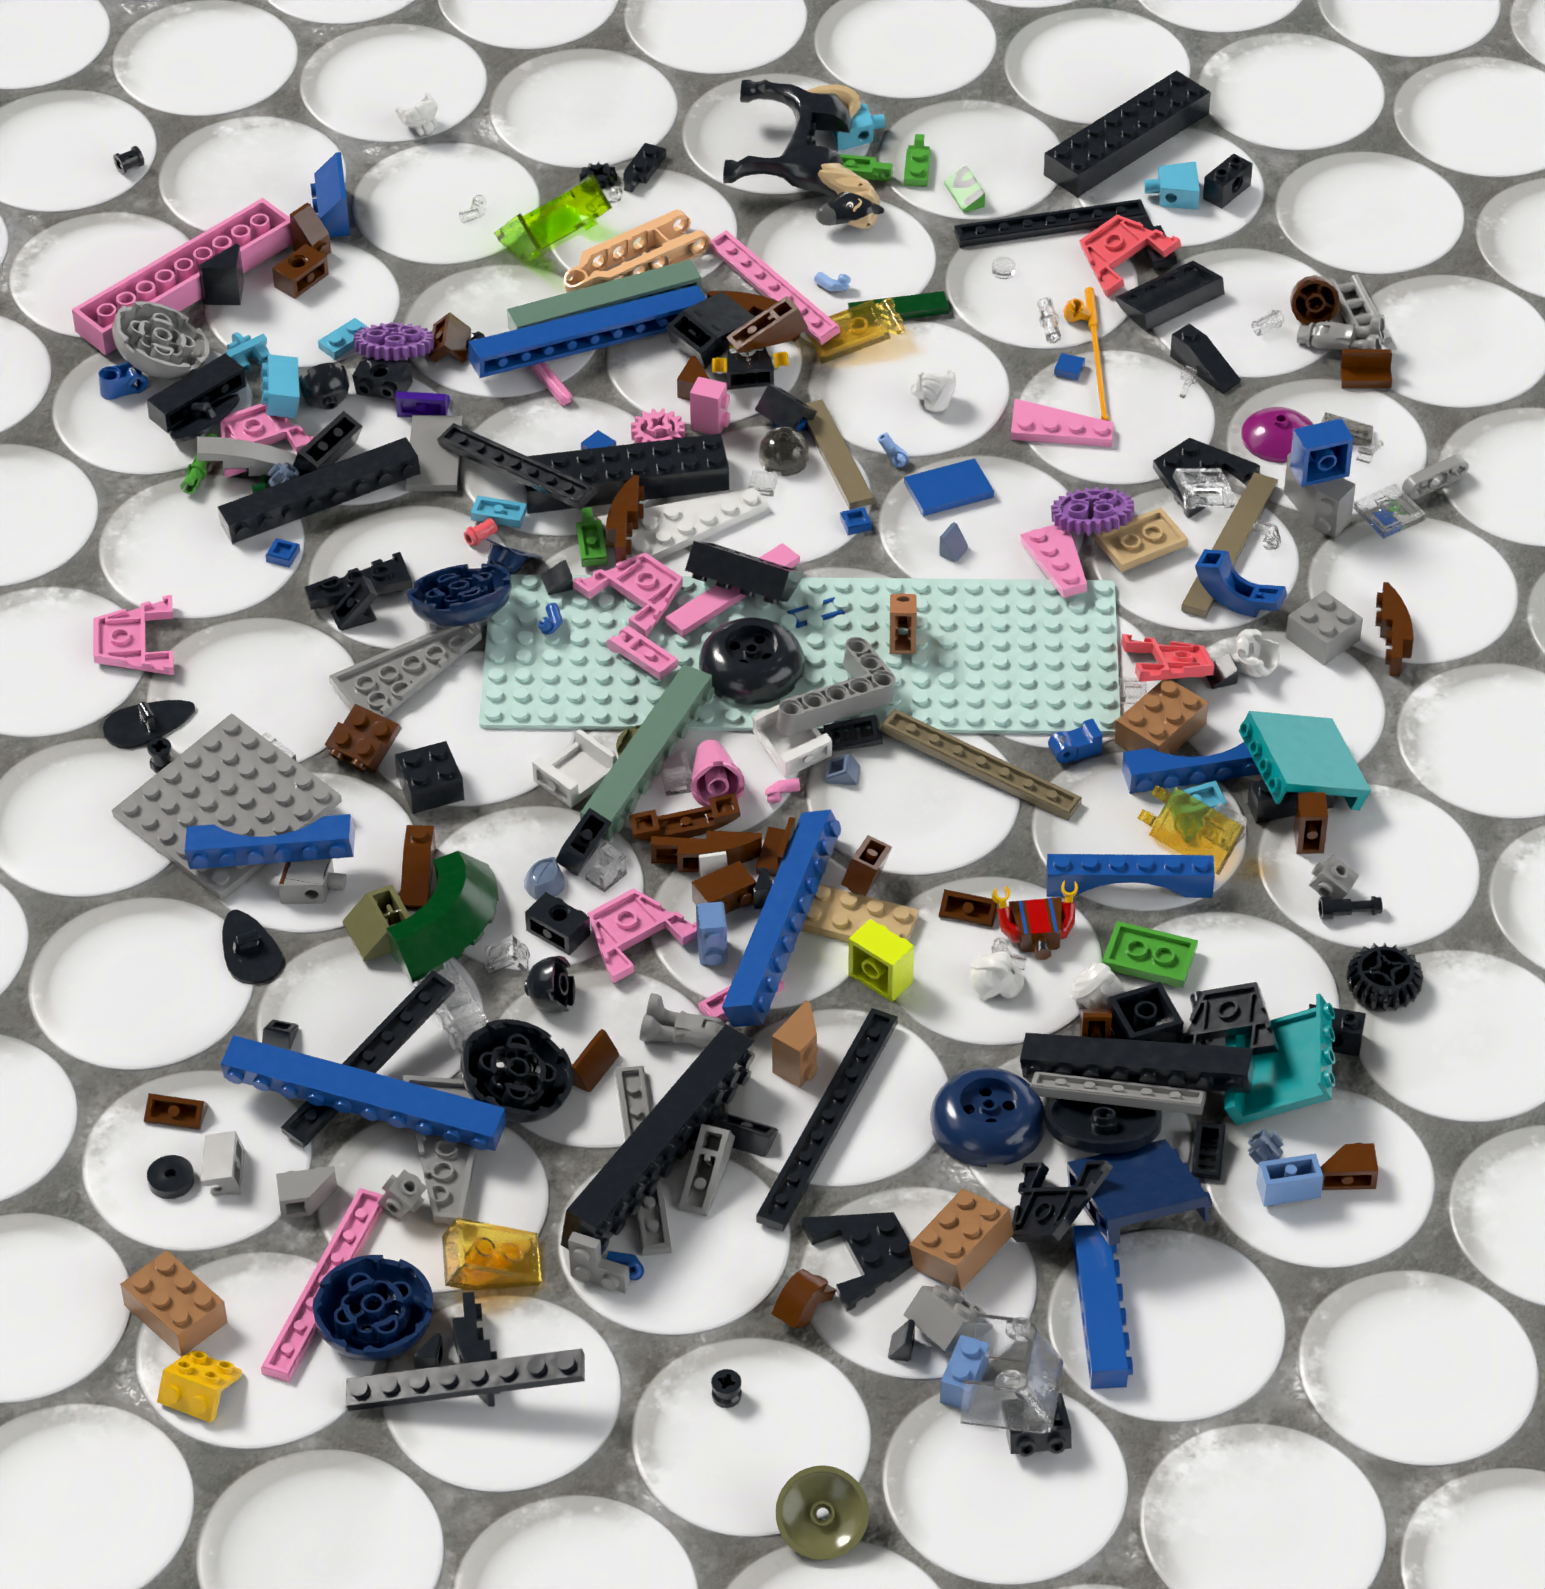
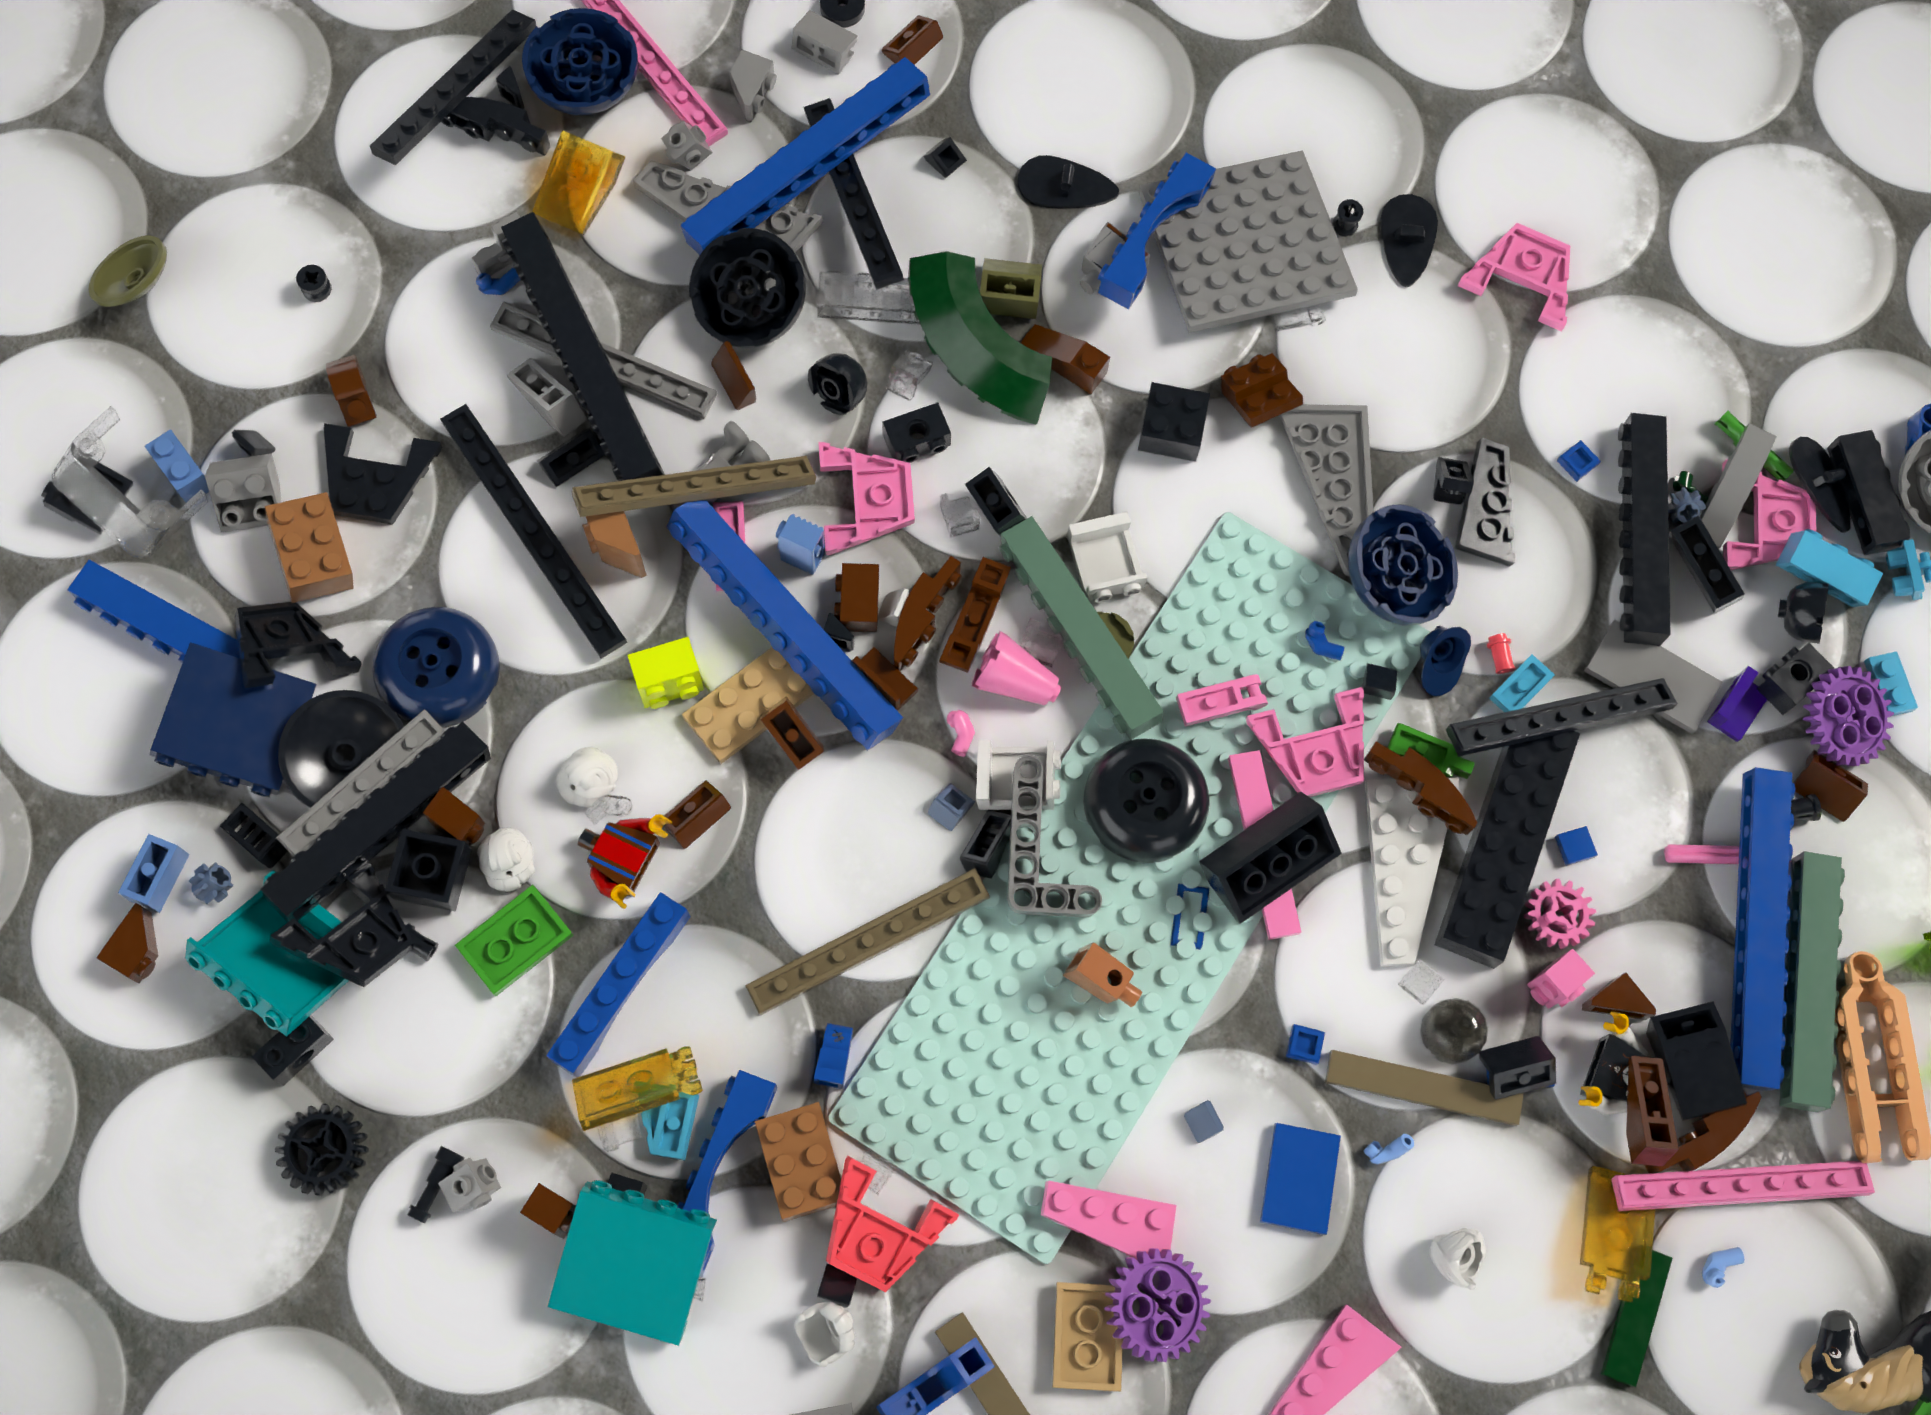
camera: 115 degrees right, 25 degrees up
(544, 877) = (984, 453): sand blue hat -> none
(720, 1010) = (692, 486): none -> dark tan tile

